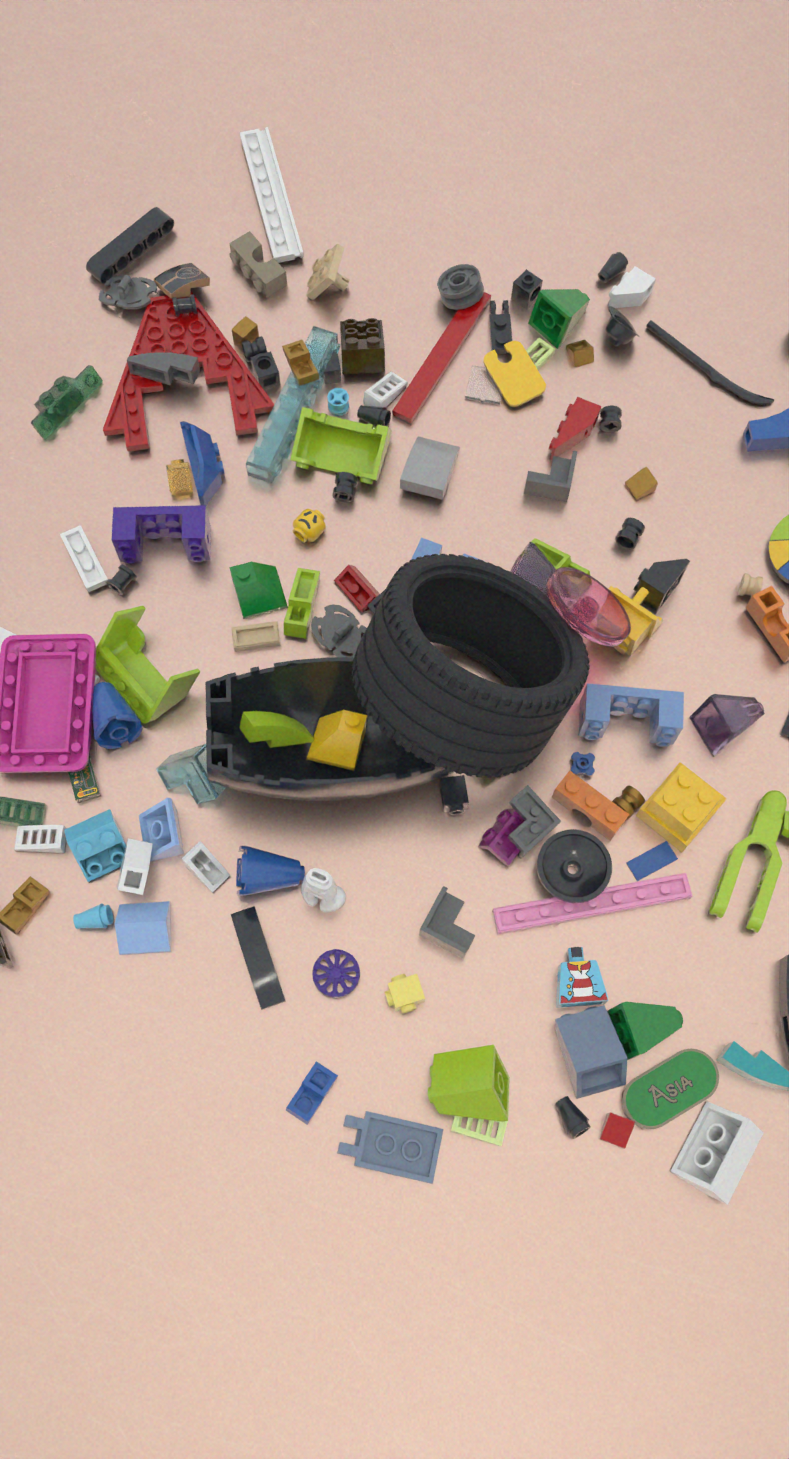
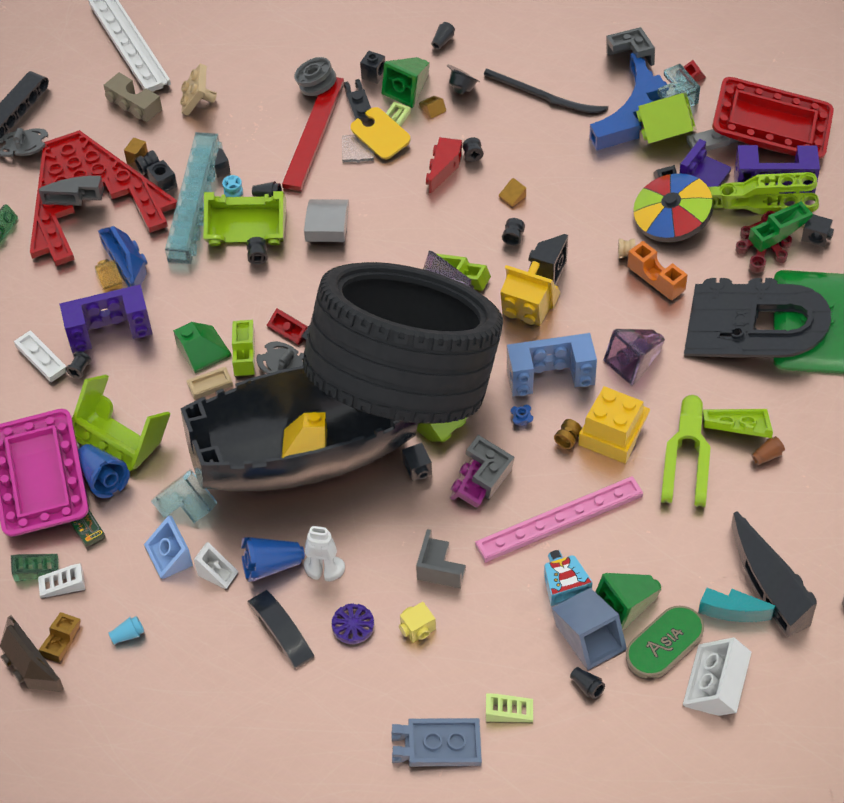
camera: 10 degrees left, 15 degrees down
(97, 845) = (115, 573): medium azure slope -> none
(134, 866) = (153, 581): white slope -> none
(143, 928) = (173, 630): light blue slope -> none
(179, 279) = (68, 122): slope -> none
(184, 305) = (77, 140): black bush -> none
(274, 729) = (247, 439): lime slope -> none
(300, 362) = (192, 162): pearl gold slope -> none
(309, 525) = (233, 286): yellow head -> none
(311, 1093) = (357, 720): blue slope -> none
(362, 346) = (242, 140): dark brown slope -> none
(371, 395) = (269, 172): white slope -> none
(470, 1084) = (492, 672): lime slope -> none
(552, 486) = (439, 210): dark grey panel -> none
(576, 850) = (535, 480): black dish -> none
(579, 795) = (522, 435): orange arch -> none
(588, 606) = (490, 280): clear pink dish -> none
(617, 1130) = (628, 682): red slope -> none
(632, 290) = (464, 48): white slope -> none
(652, 860) = (601, 475): blue sticker -> none

